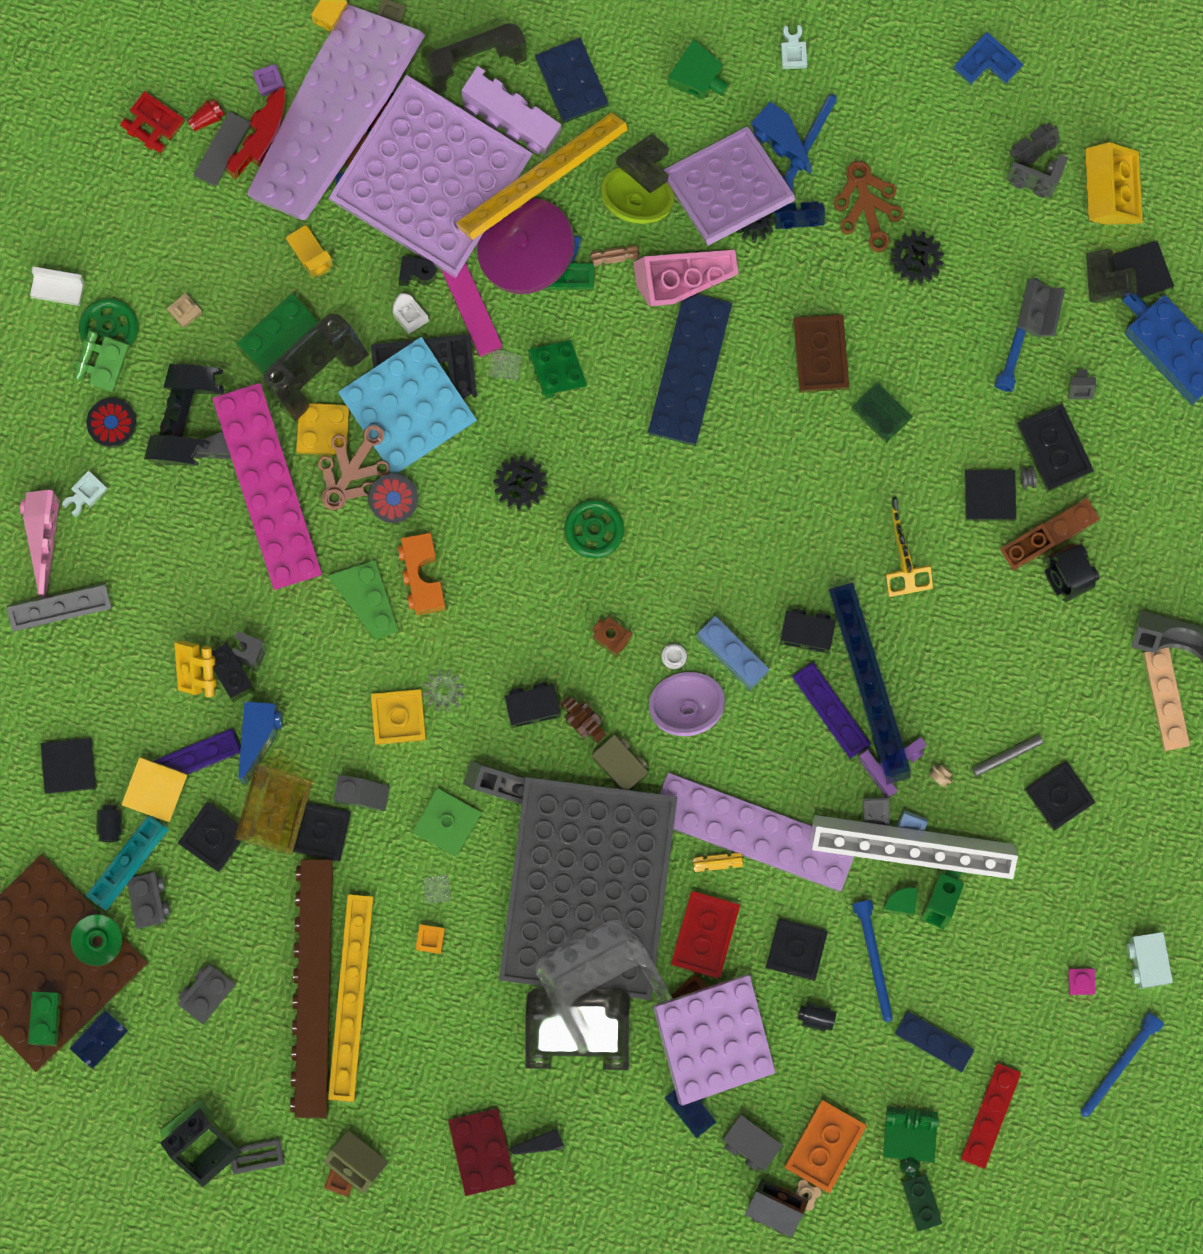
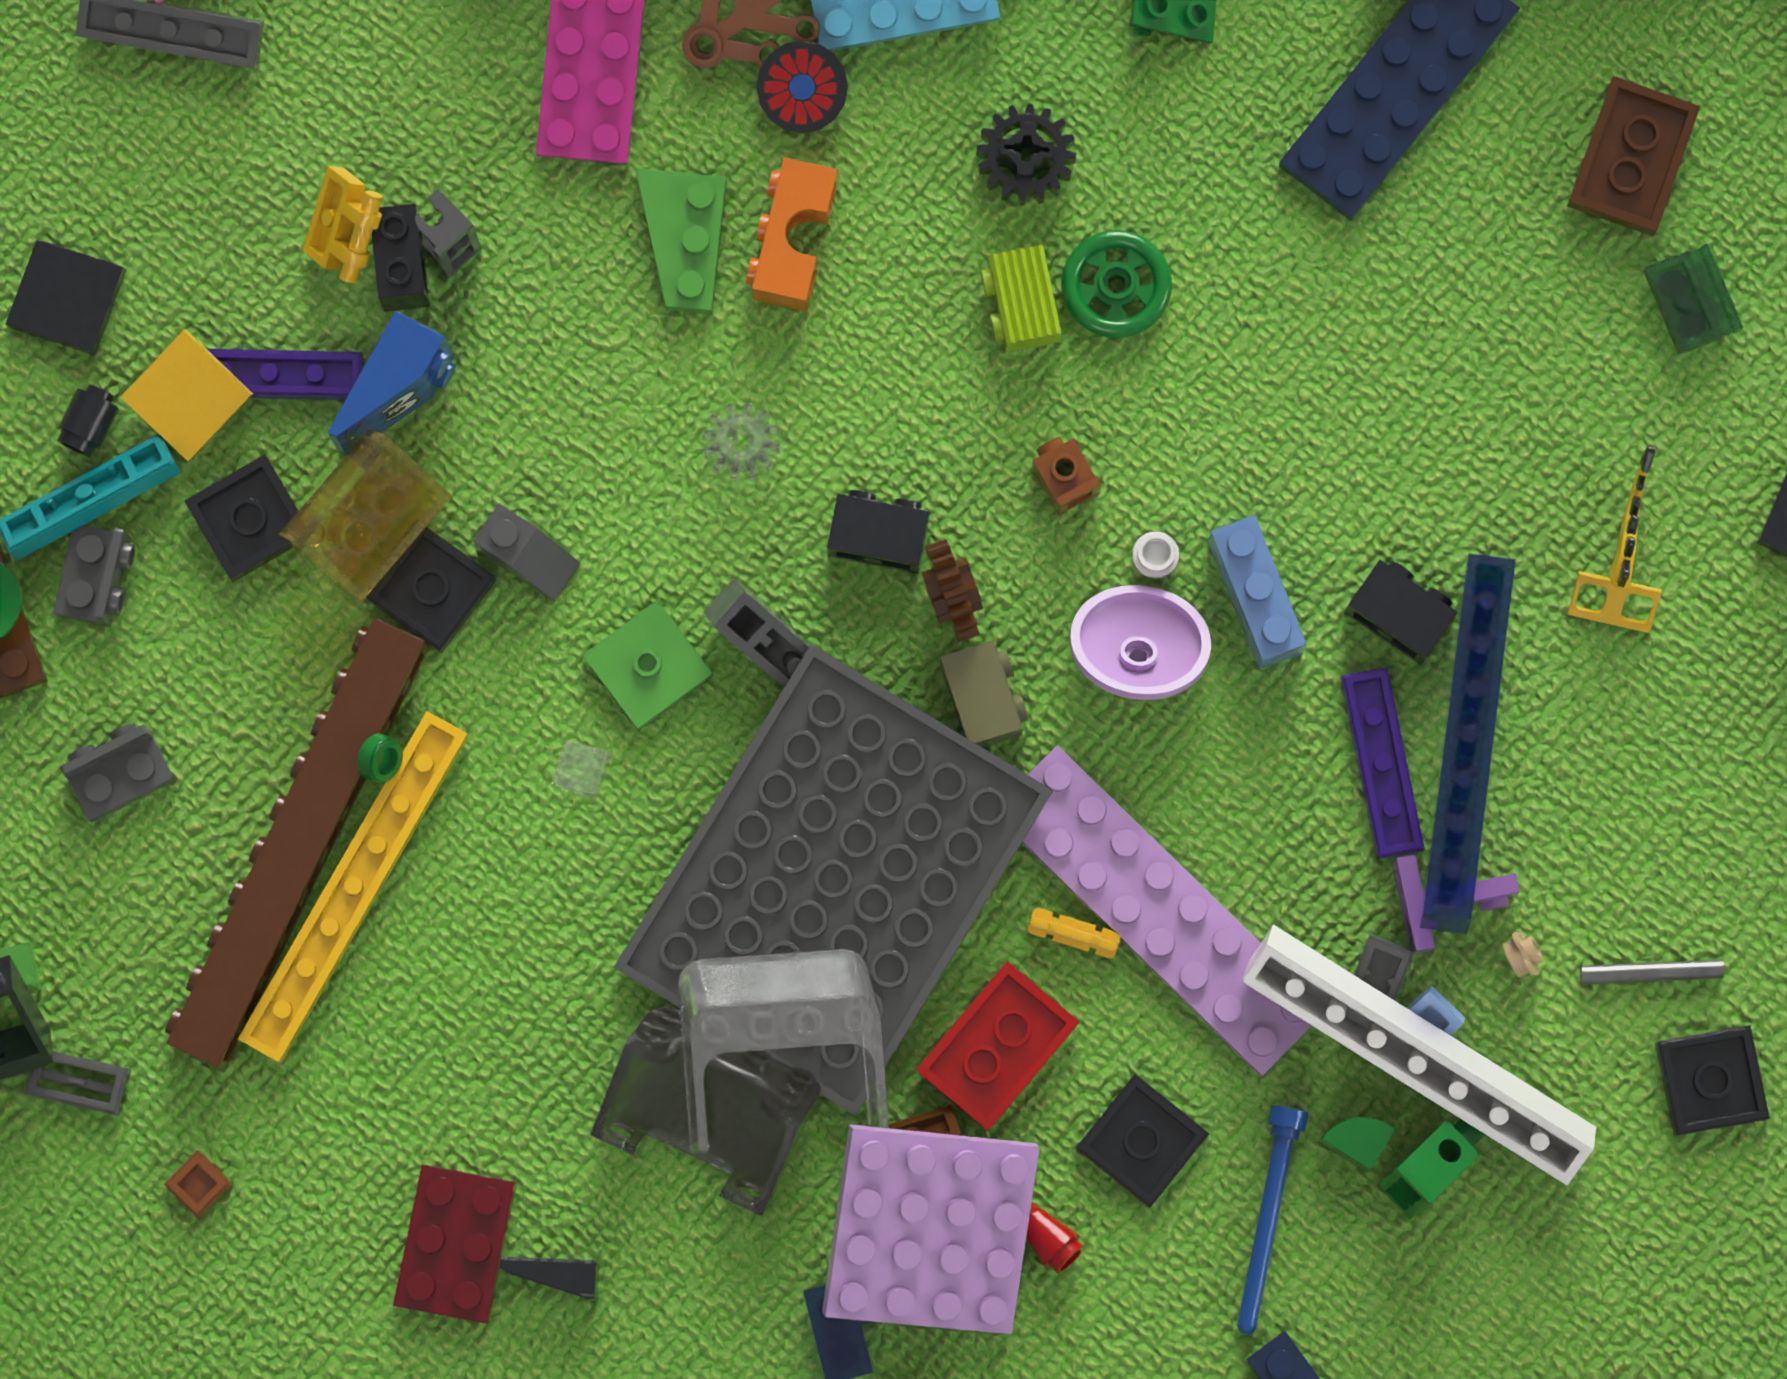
camera: 30 degrees right, 0 degrees up
(336, 928) = (379, 758): none -> green tile
(356, 1162) = (235, 1164): olive brick -> none
(398, 717) = (646, 454): yellow tile -> none
(430, 939) = (530, 847): light orange plate -> none
(551, 557) = (1022, 299): none -> lime brick
(775, 1018) = (1052, 1240): none -> red cone
(817, 1016) = (1125, 1270): black brick -> none

